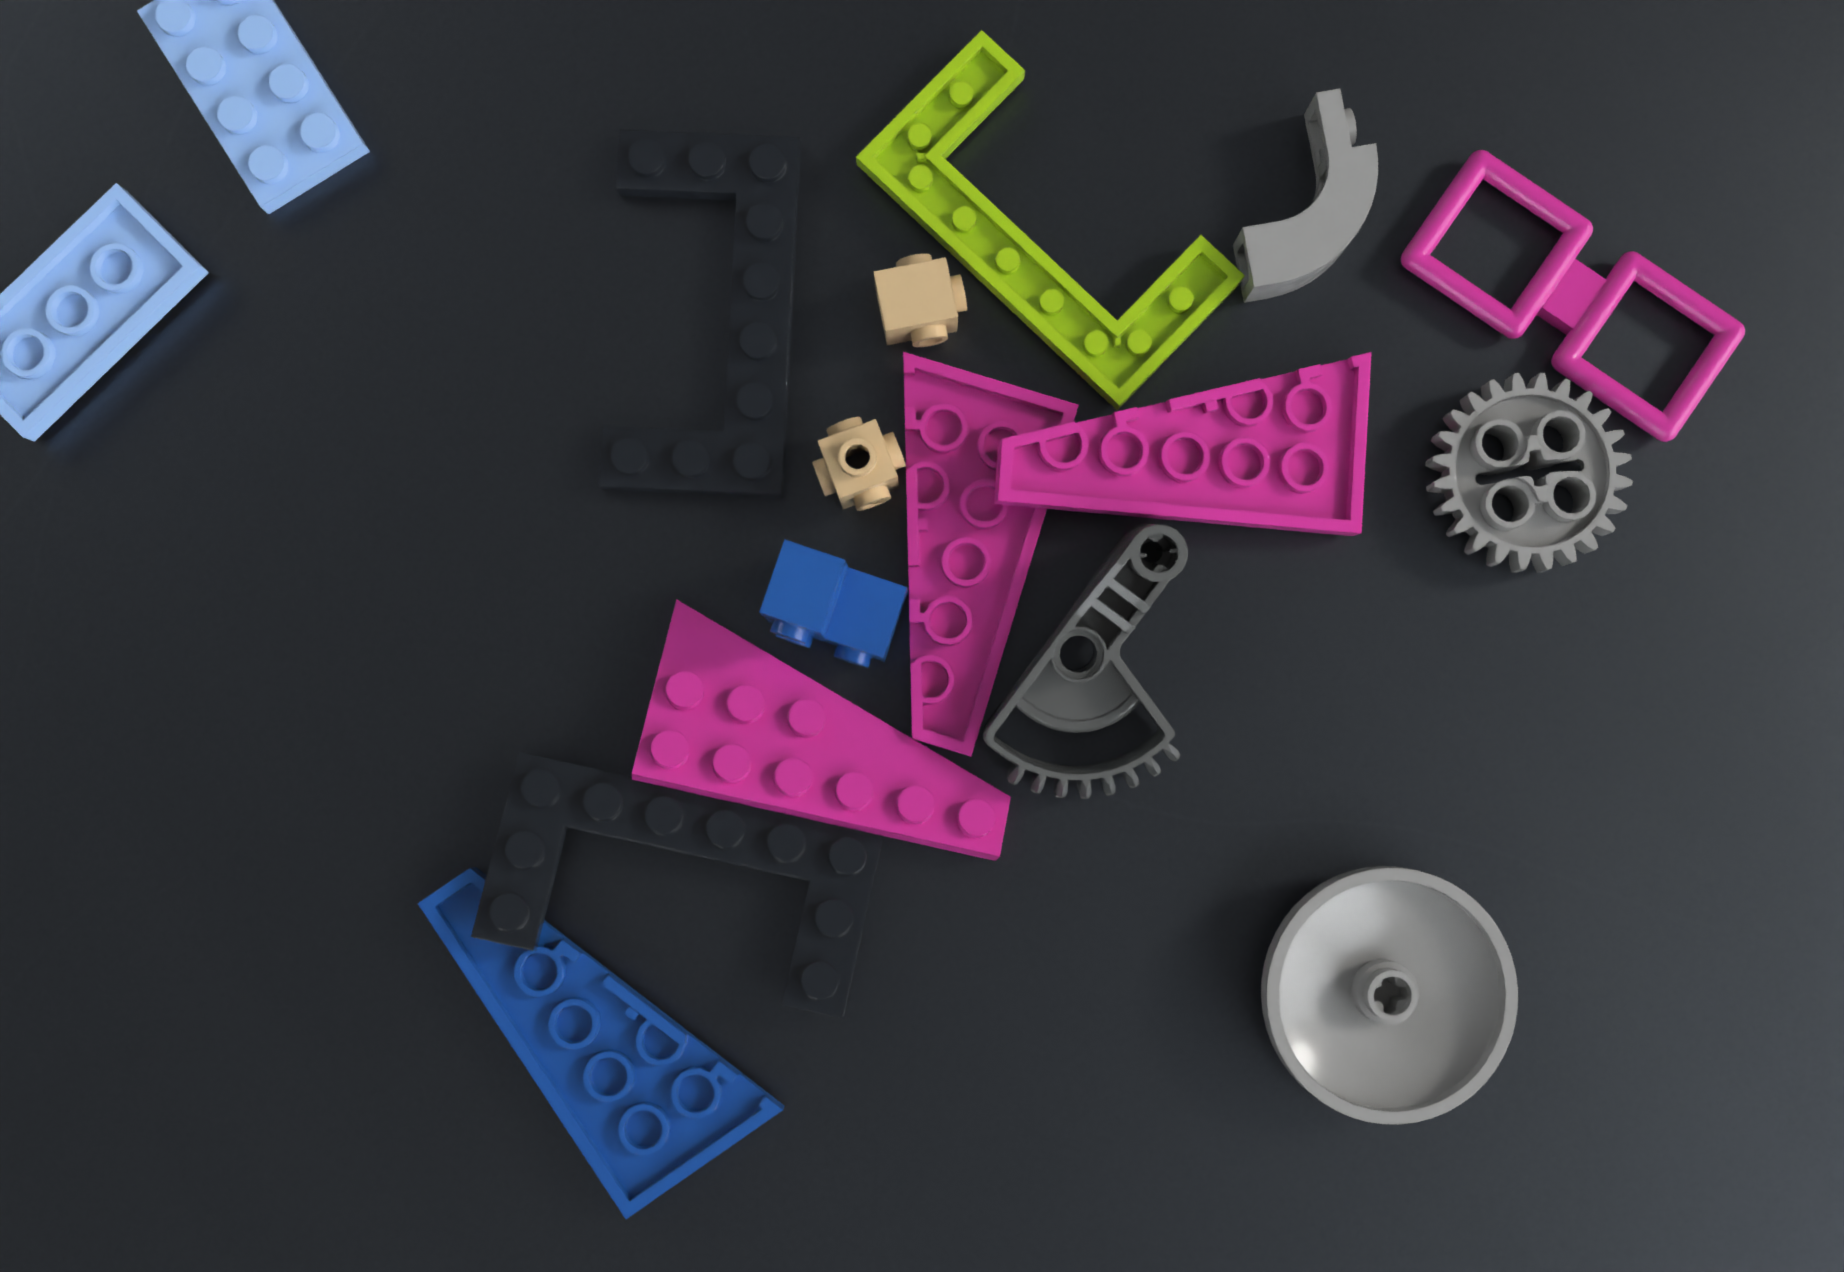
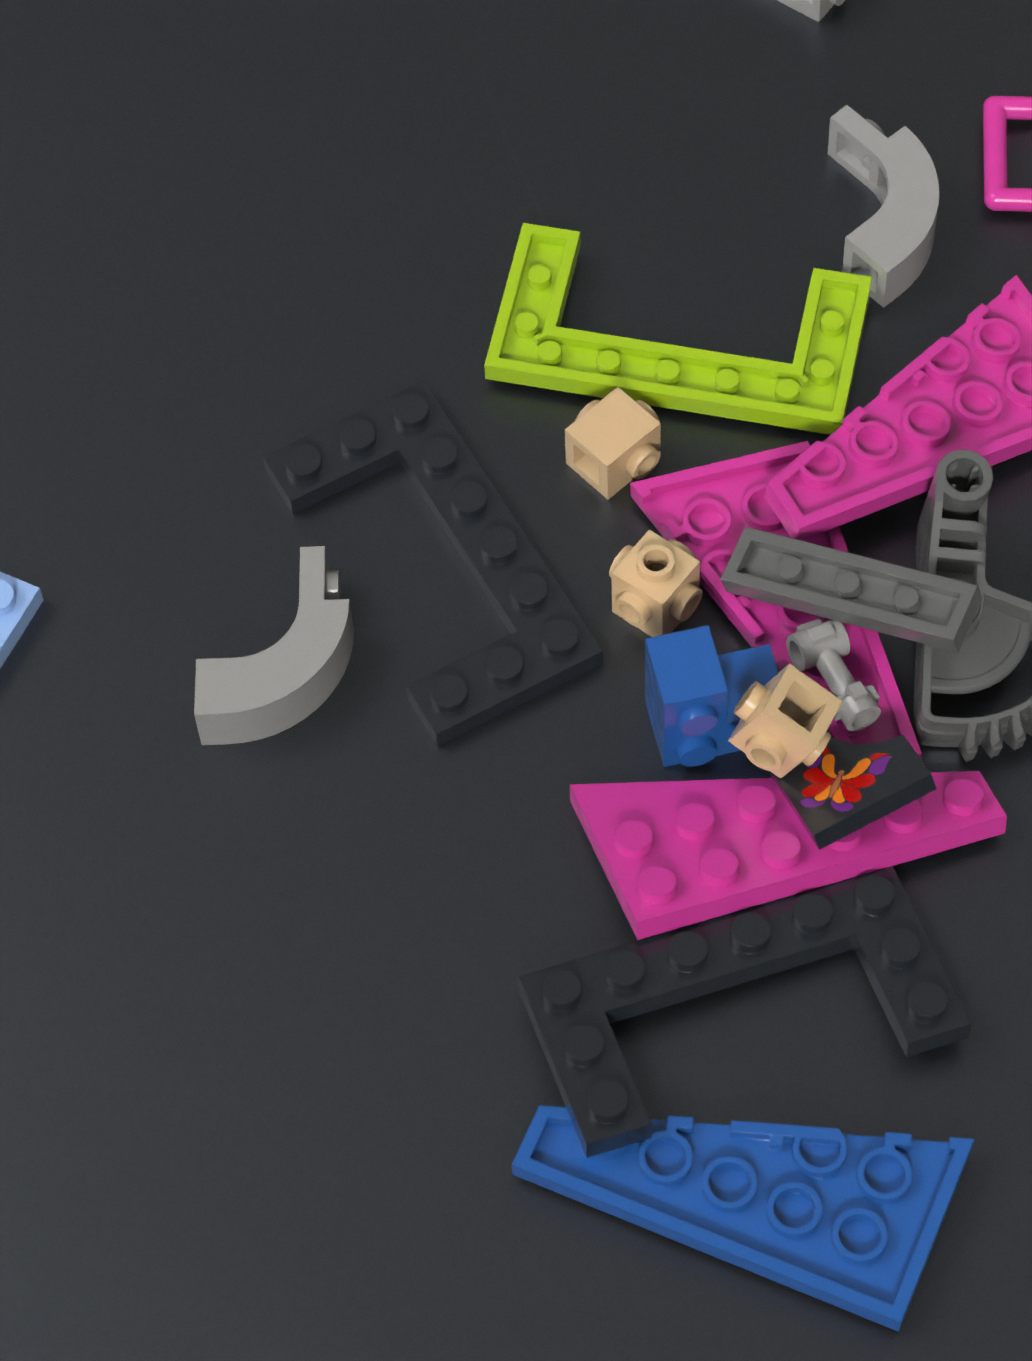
camera: 30 degrees left, 25 degrees down
(520, 357) = (288, 681): none -> light grey arch
(873, 683) = (784, 721): none -> tan brick
(878, 757) = (854, 786): none -> black tile
(947, 614) = (823, 647): none -> light grey bar
(1000, 589) = (852, 589): none -> dark grey plate

